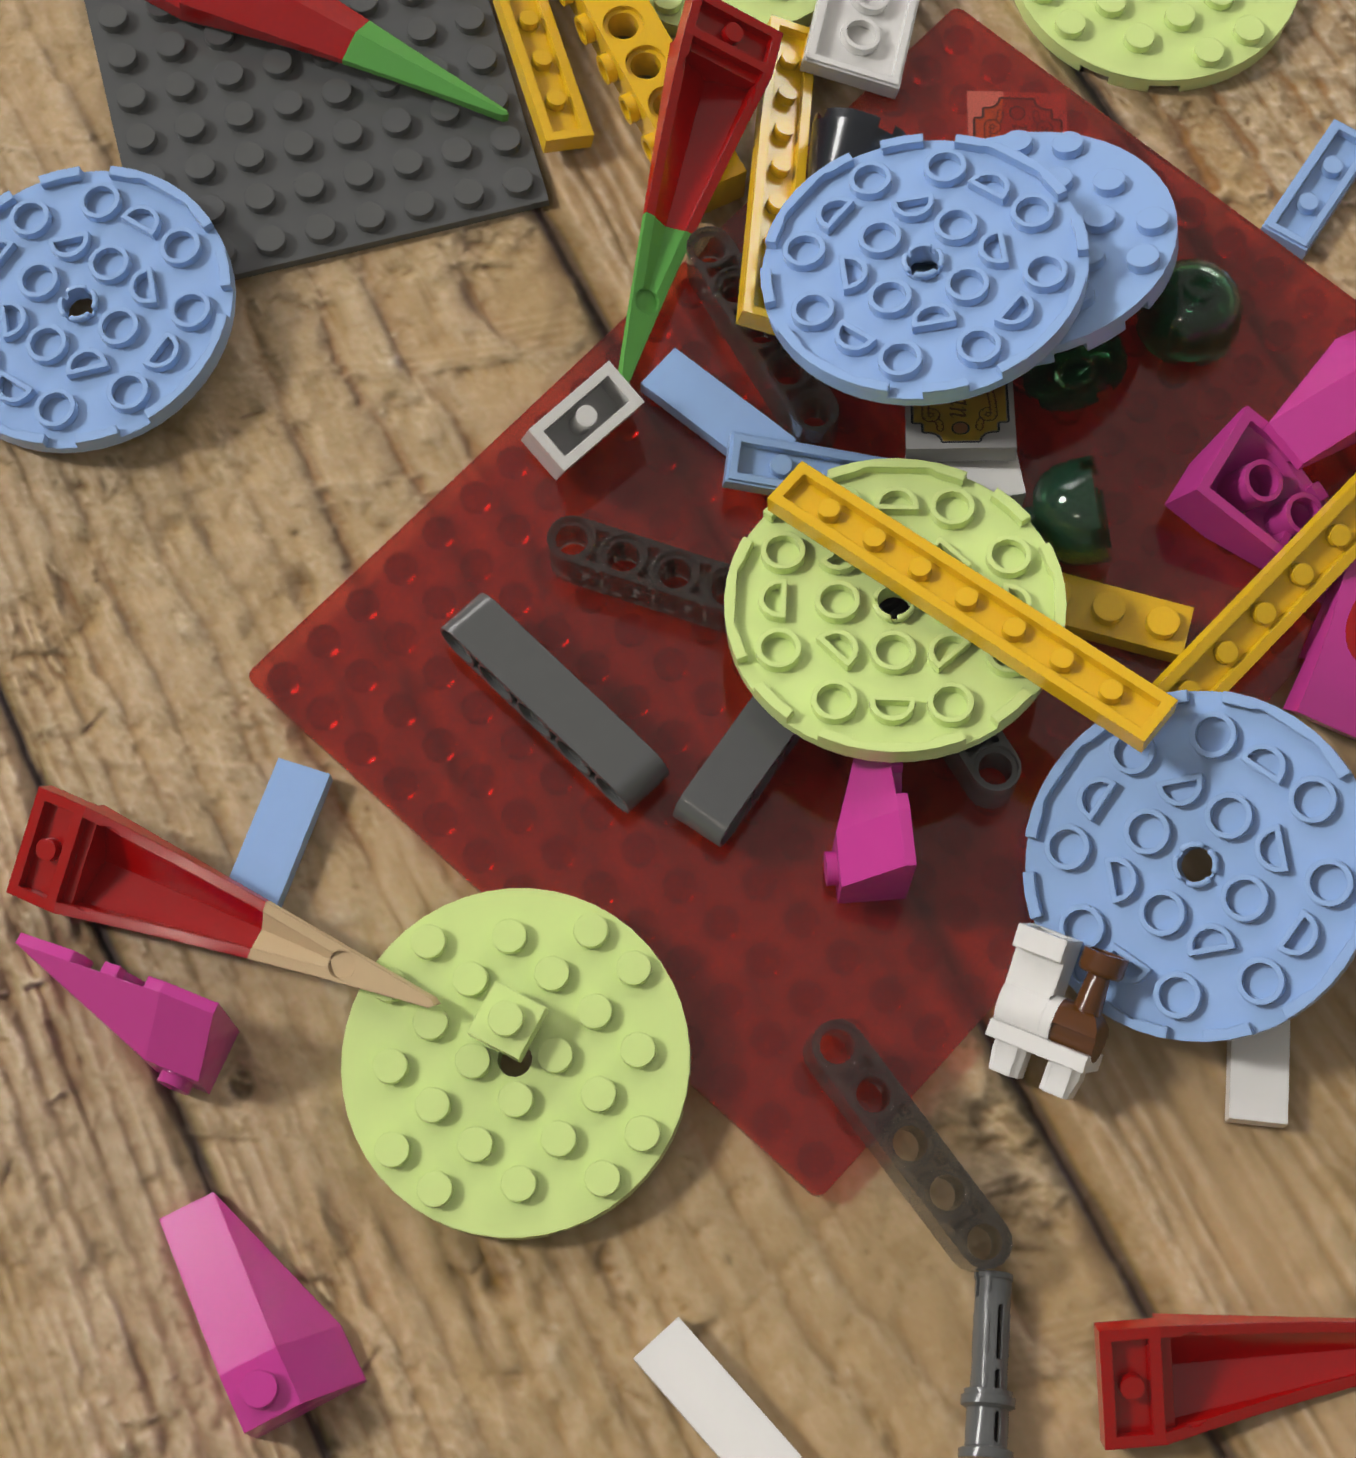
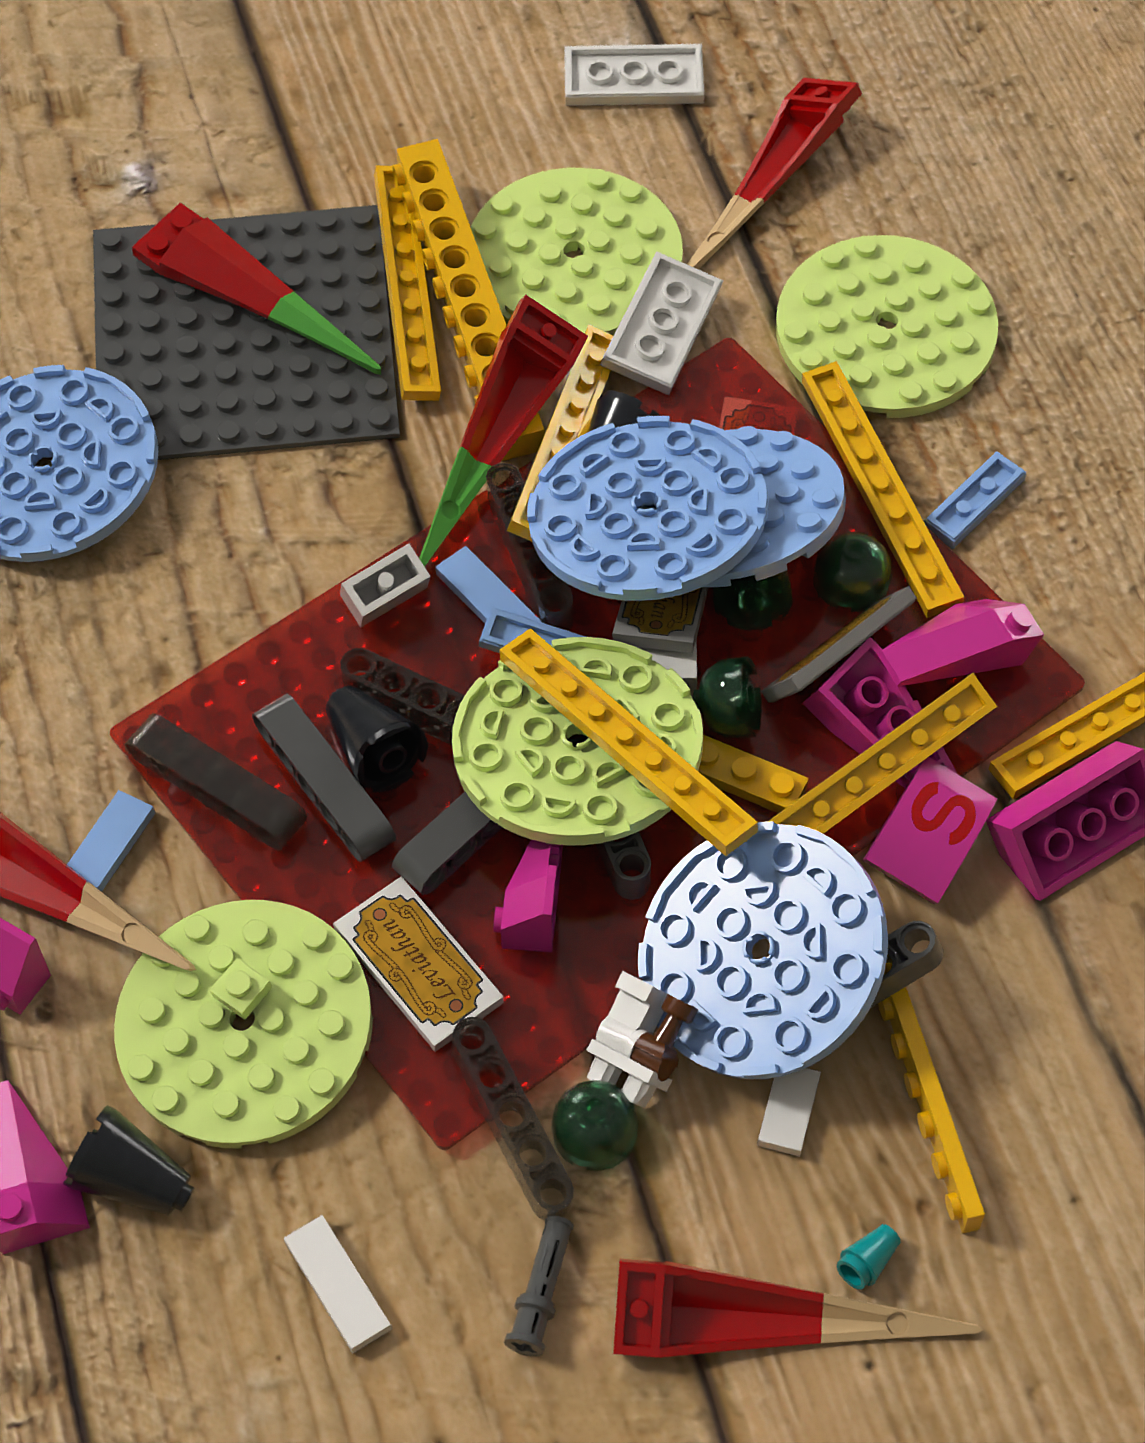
camera: 10 degrees right, 10 degrees down
(407, 1298) = (128, 1167): none -> black cone
(410, 729) = (216, 781): none -> clear smoke beam
(612, 638) = (375, 739): none -> black cone
(734, 944) = (417, 962): none -> tile
(1010, 1131) = (594, 1125): none -> clear green cylinder
(1201, 420) = (839, 645): none -> light grey tile
(1205, 193) = (882, 490): none -> yellow plate

